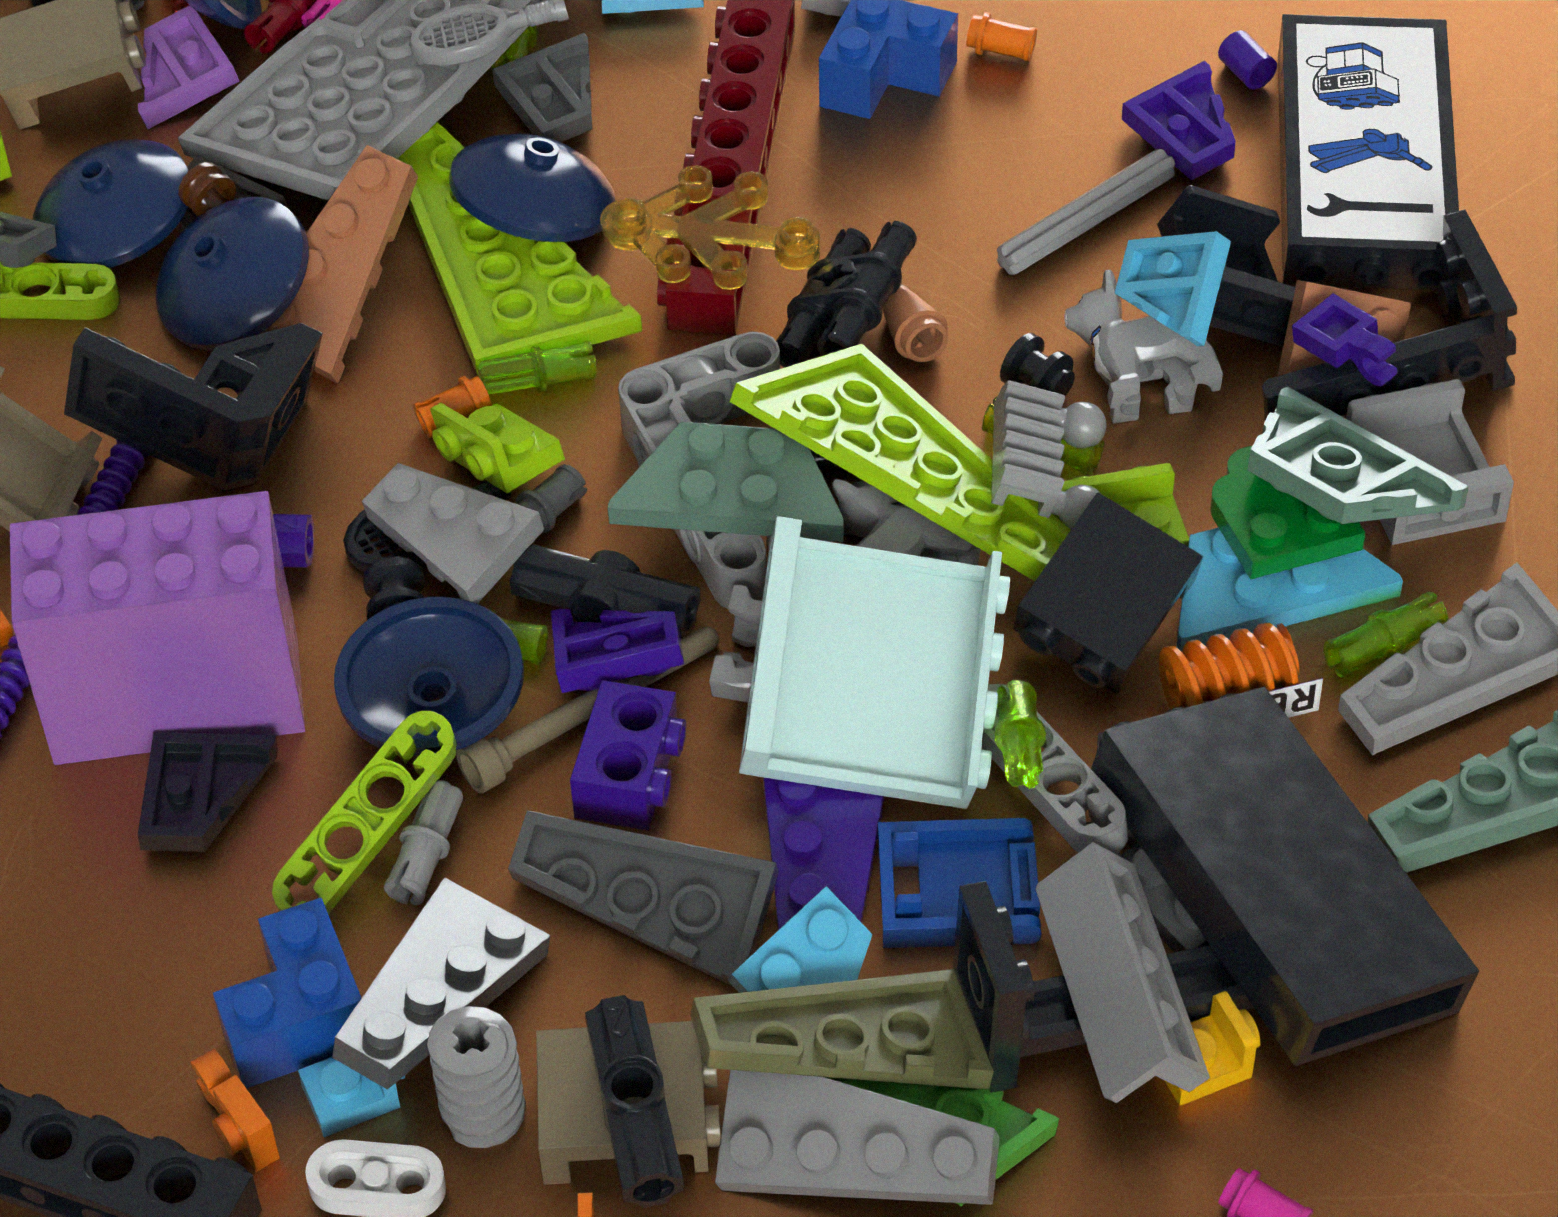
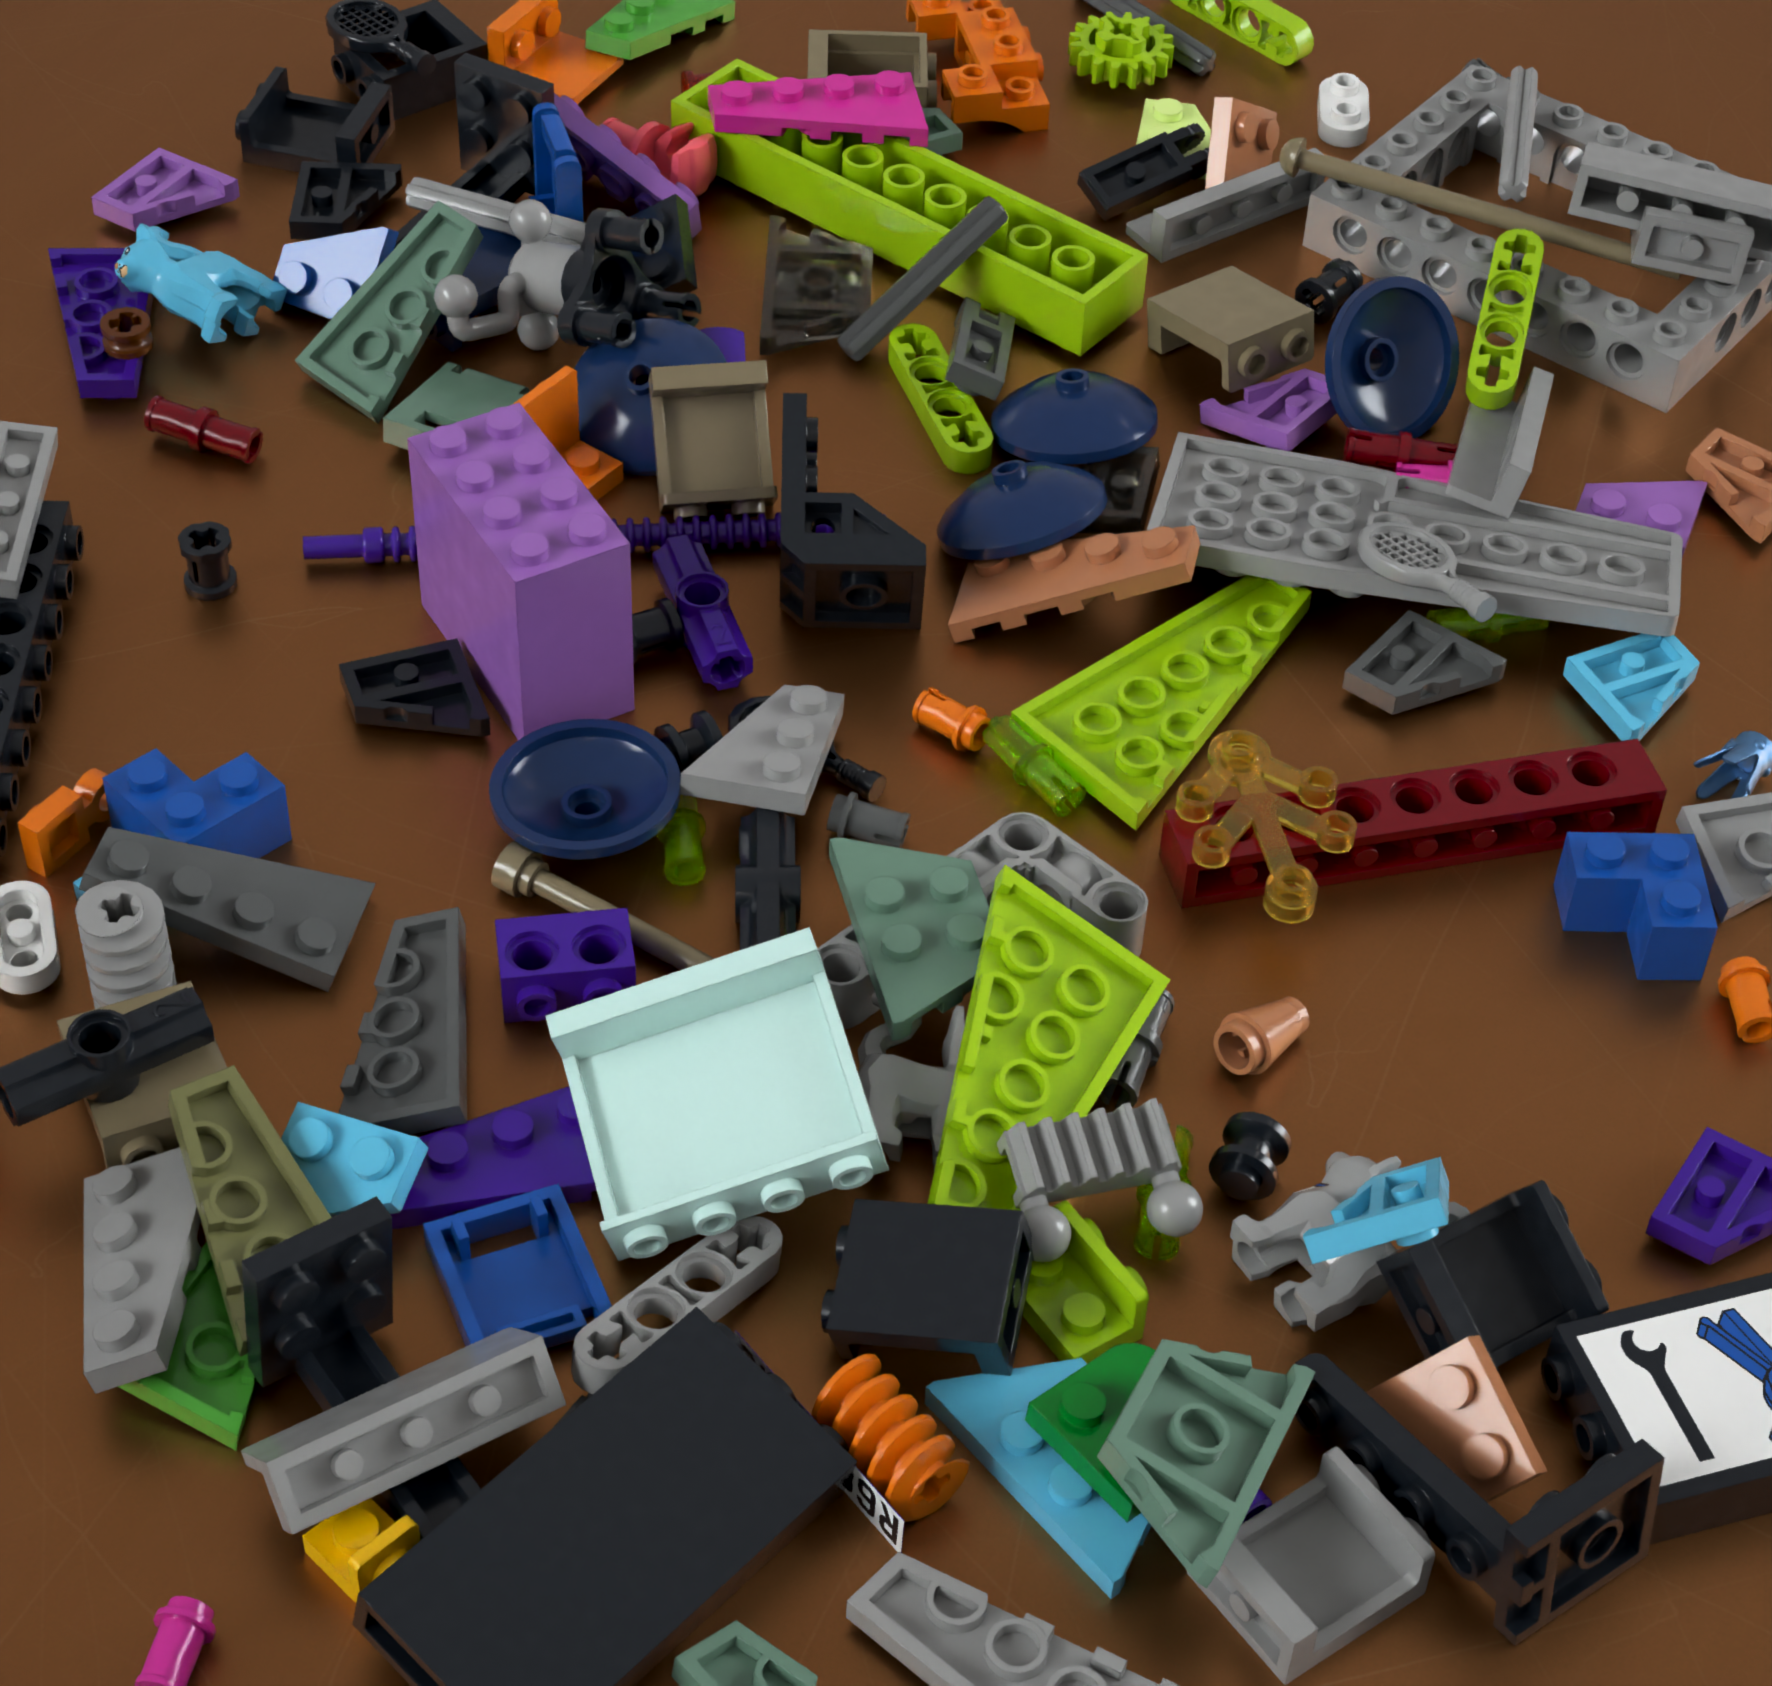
camera: 65 degrees right, 5 degrees down
(206, 188) = (1114, 453): reddish brown bush -> none
(356, 811) = (408, 788): lime beam -> none
(424, 843) = (411, 857): light grey axle -> none
(495, 444) = (902, 758): lime bracket -> none
(531, 187) = (1266, 679): dark blue dish -> none
(615, 648) = (684, 909): dark purple wing -> none
(845, 292) = (1257, 960): black pin -> none
(1020, 734) = (684, 1250): clear neon green axle -> none
(1085, 212) = (1532, 1147): light grey axle -> none
(1344, 332) = (1403, 1391): dark purple plate -> none
(1383, 634) = (1027, 1585): clear neon green pin -> none

